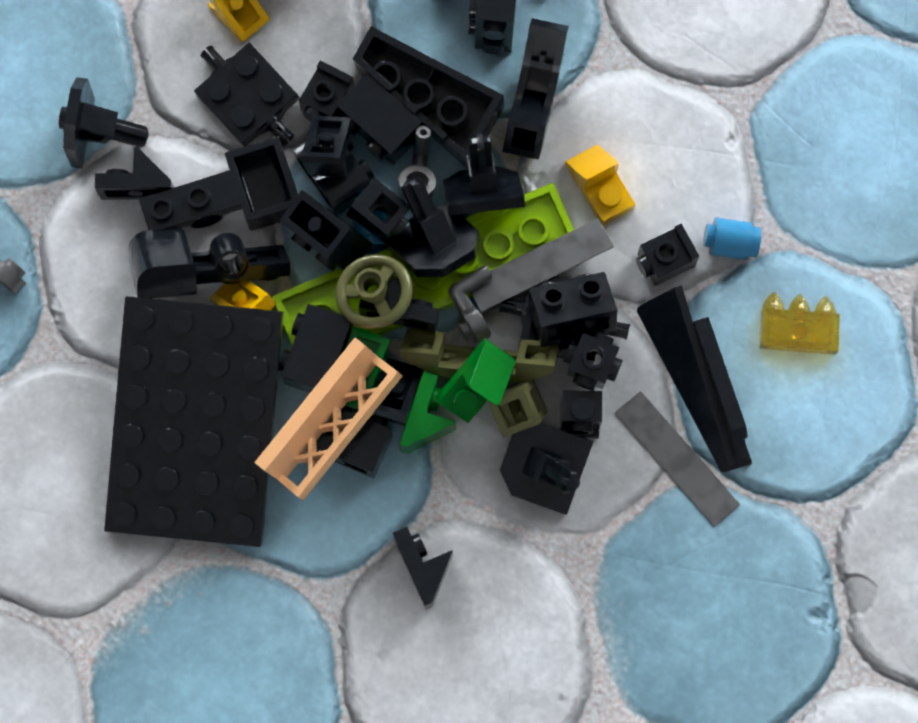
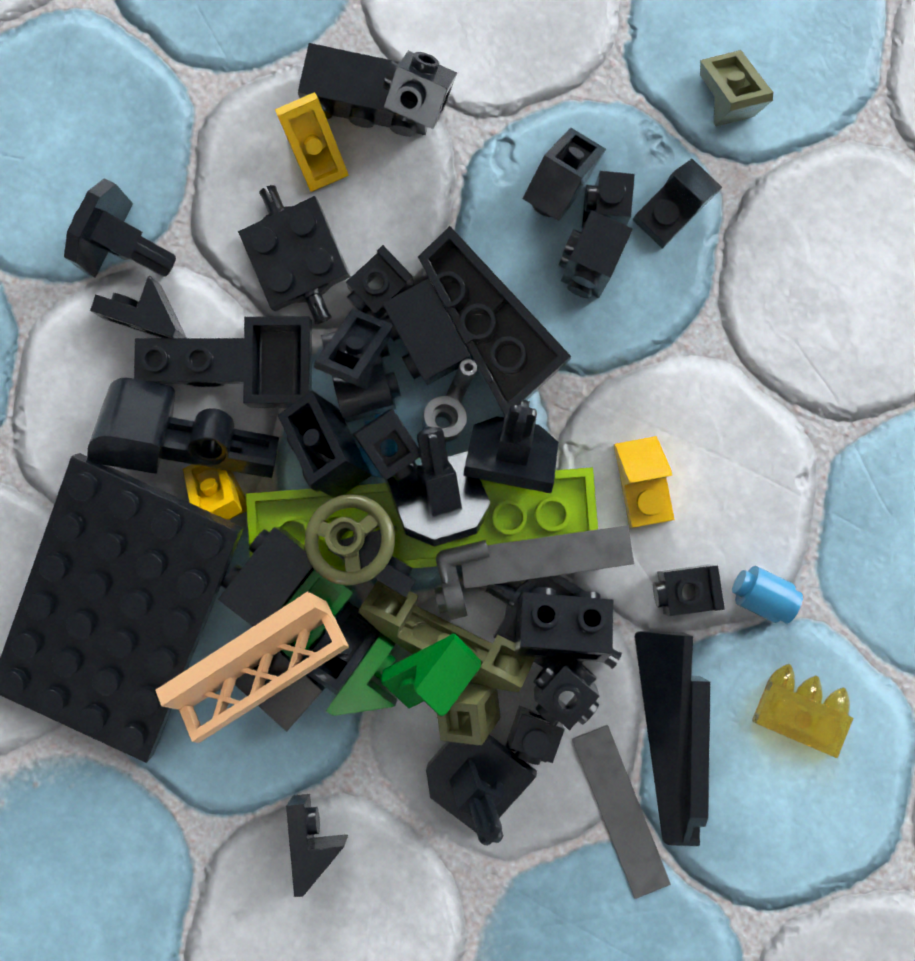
camera: 20 degrees right, 10 degrees up
(535, 89) = (610, 357): black arch -> none

